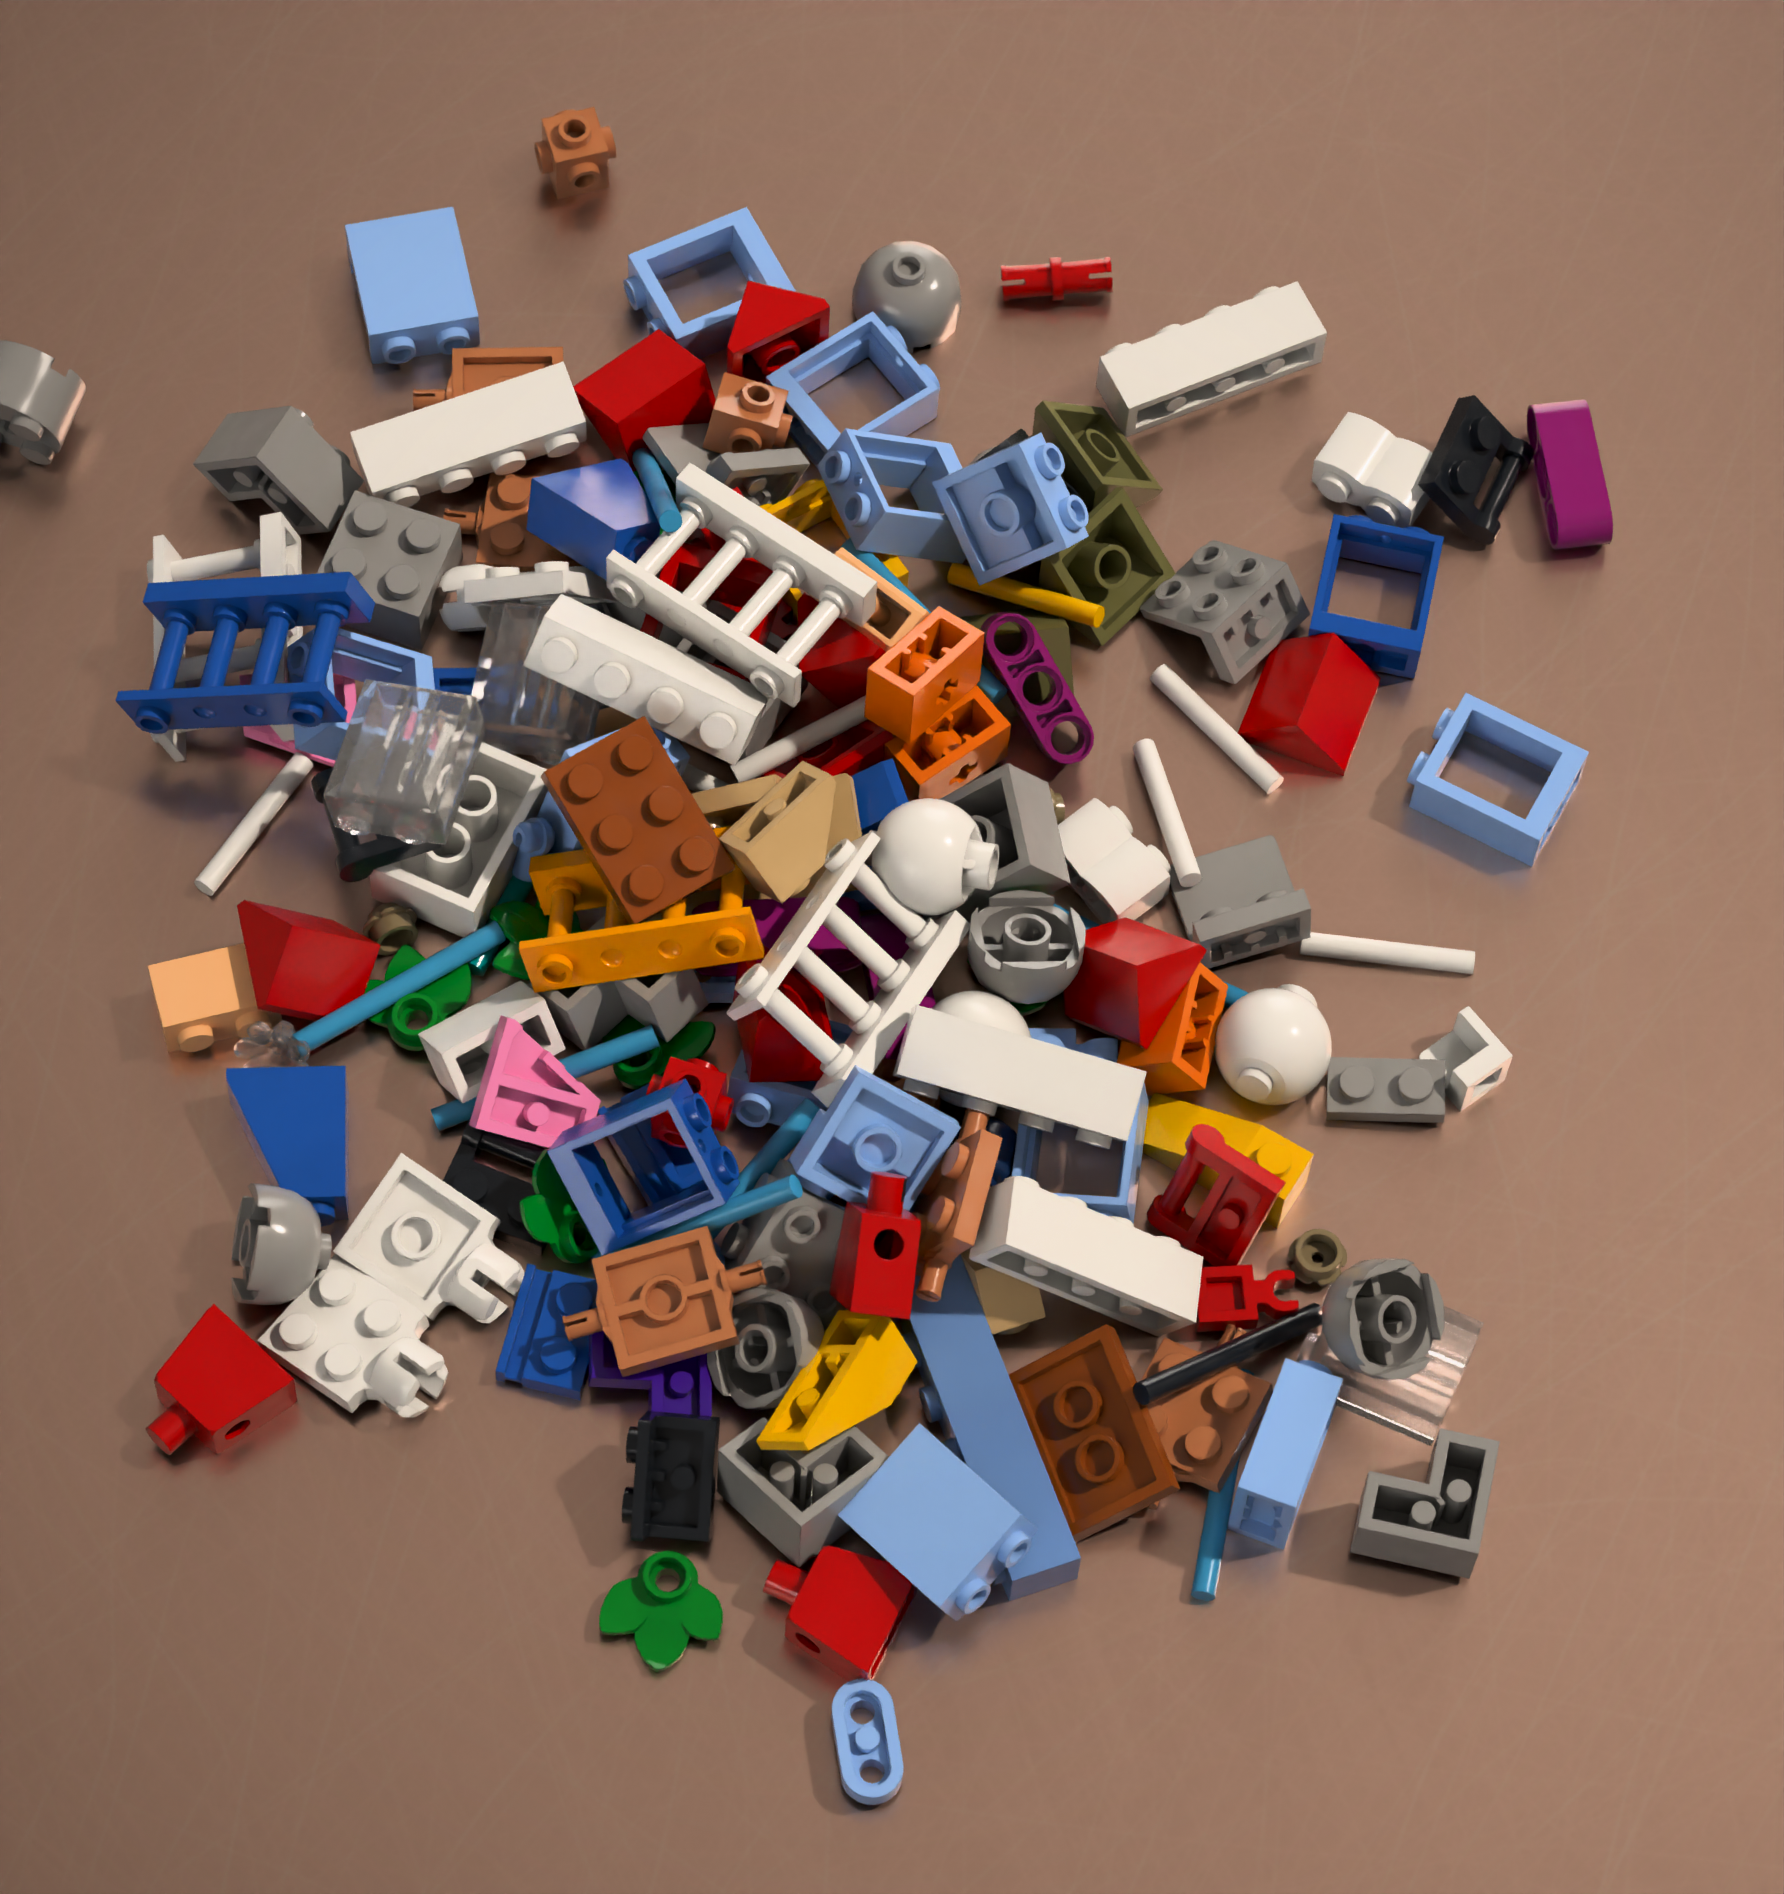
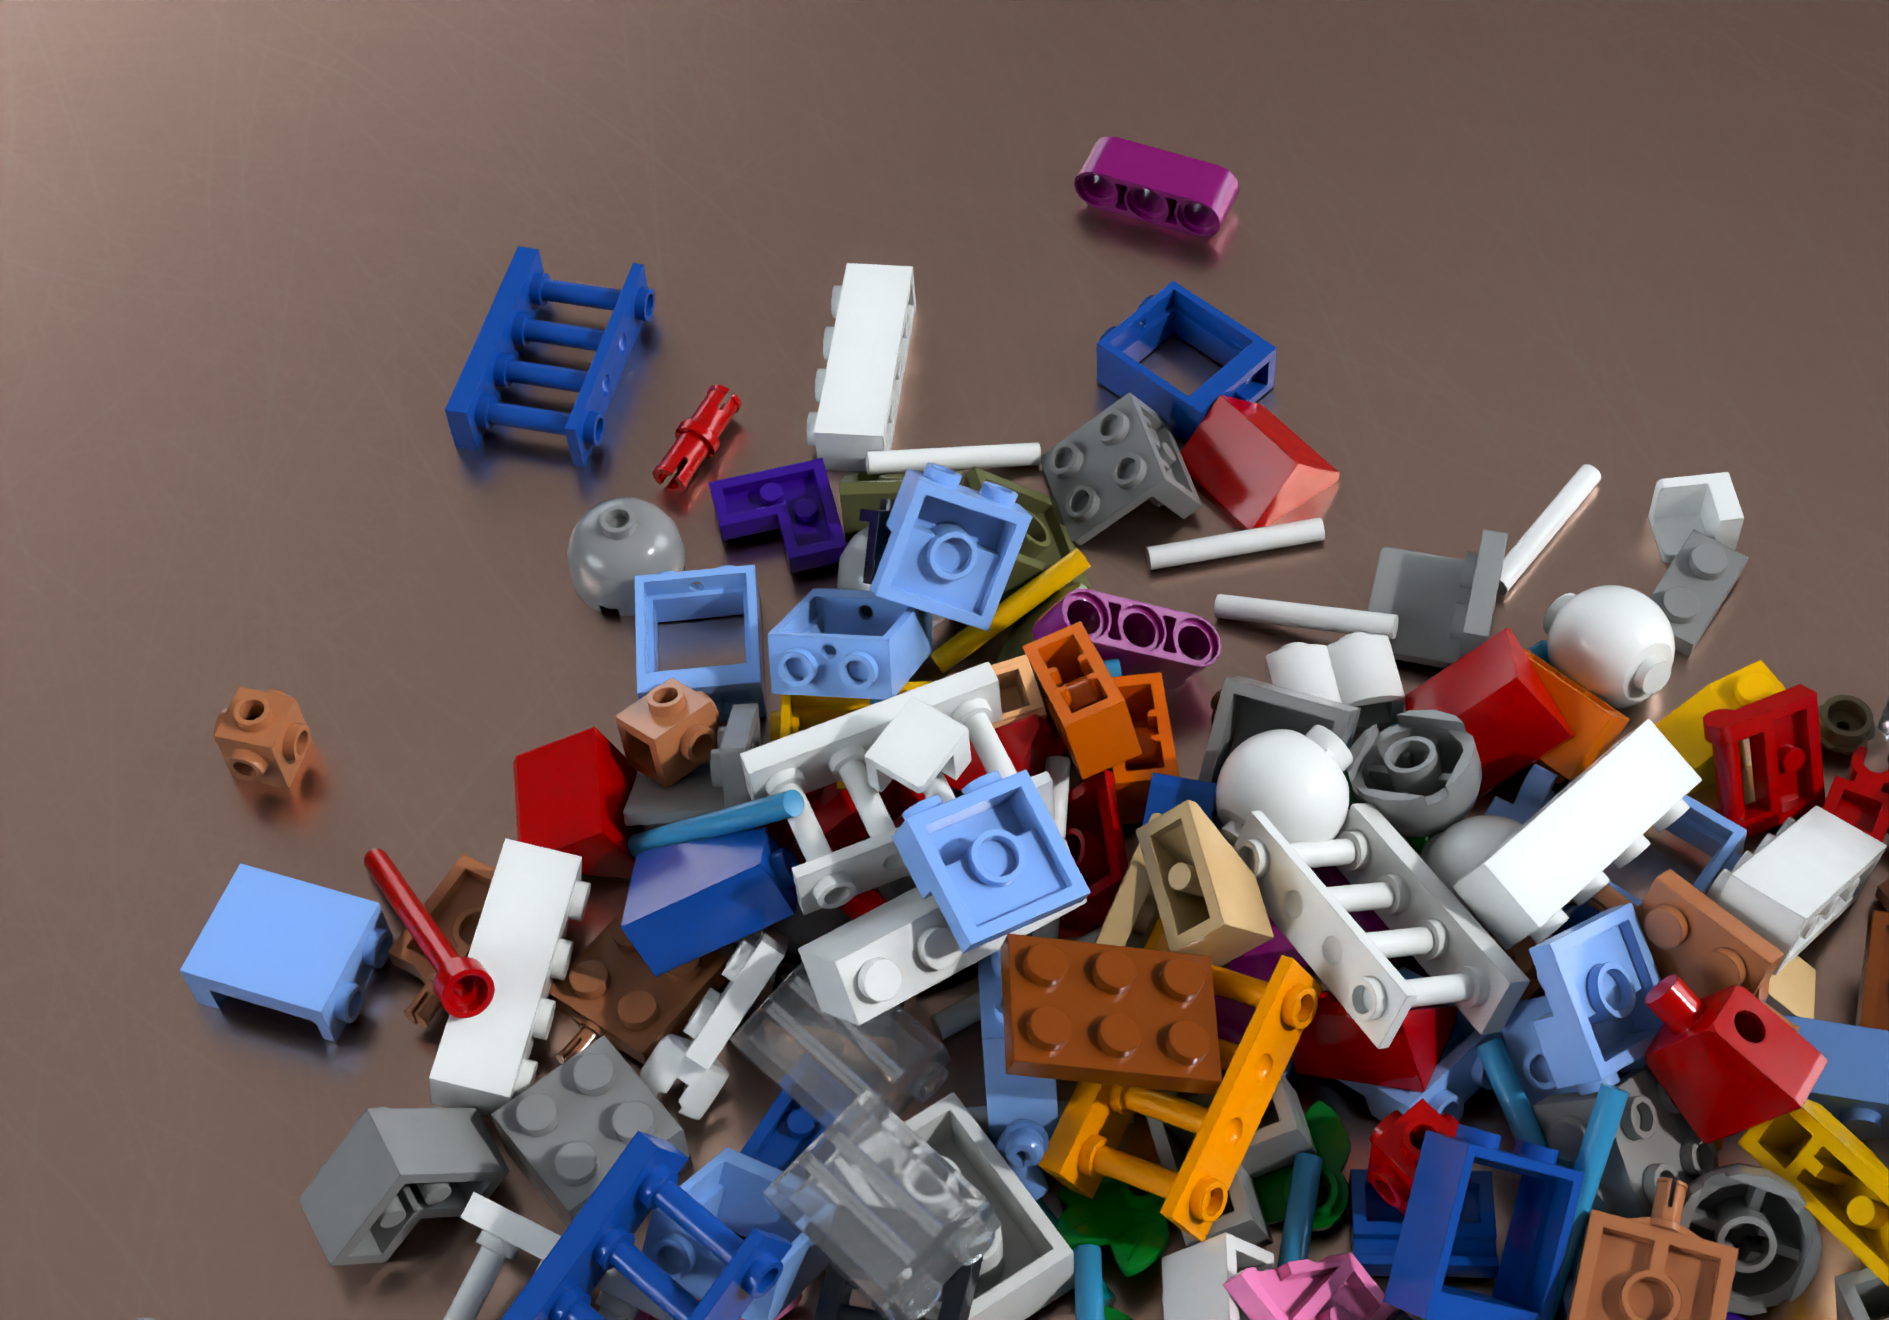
camera: 50 degrees left, 10 degrees down
(425, 403) = (460, 981): none -> red piece
(689, 668) = (989, 858): none -> light blue plate
(732, 233) = (493, 652): light blue window -> none
(755, 570) = (917, 748): none -> white panel
(774, 329) = (597, 663): red slope -> none
(1030, 374) = (788, 499): none -> dark purple plate
(1054, 78) = (512, 325): none -> blue fence
(1160, 475) = (954, 458): none -> white bar
(1373, 471) = (1062, 306): white brick -> none
(1462, 462) = (1114, 238): black plate -> none
(1478, 817) = (1461, 330): light blue window -> none

